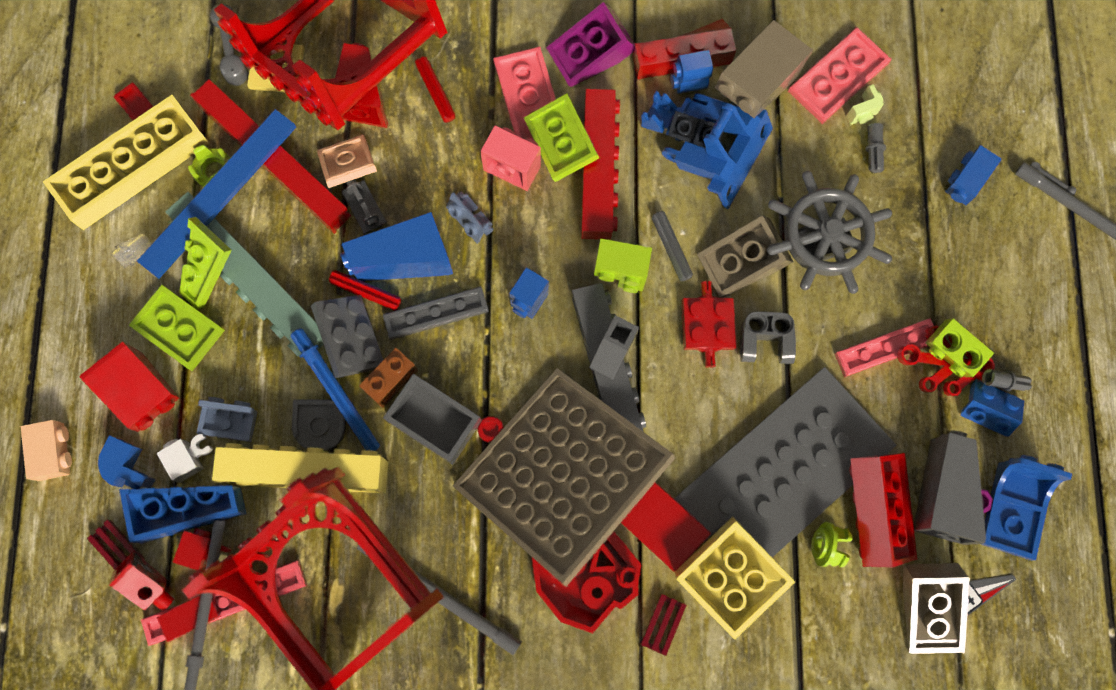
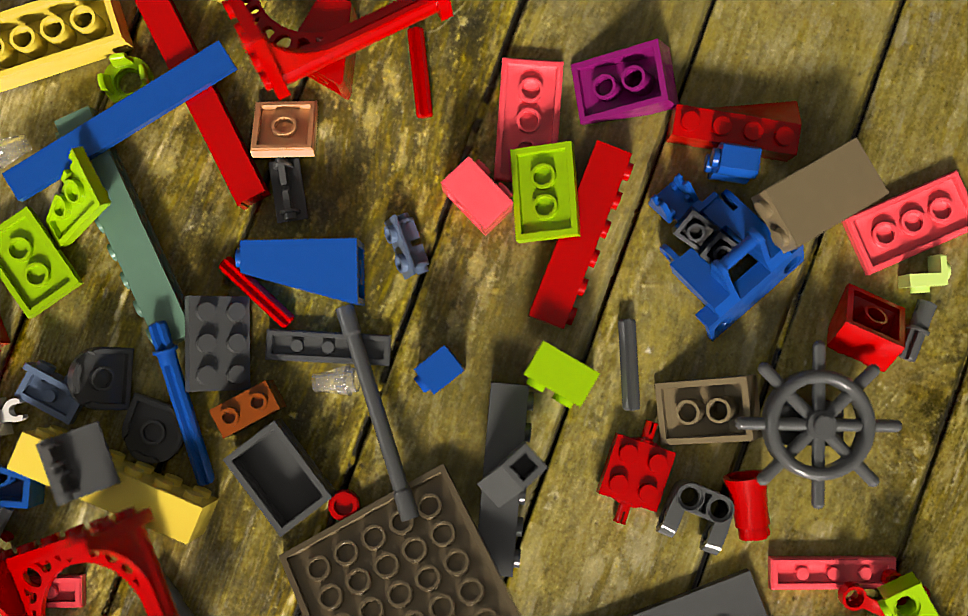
camera: 25 degrees right, 10 degrees up
(264, 394) = (102, 378): none -> dark grey tile
(269, 453) = (77, 463): none -> dark grey hinge
(452, 334) = (337, 381): none -> clear cone
(533, 395) = (402, 492): none -> dark grey piece
(805, 315) = (750, 504): none -> red plant
(838, 158) = (867, 328): none -> red slope

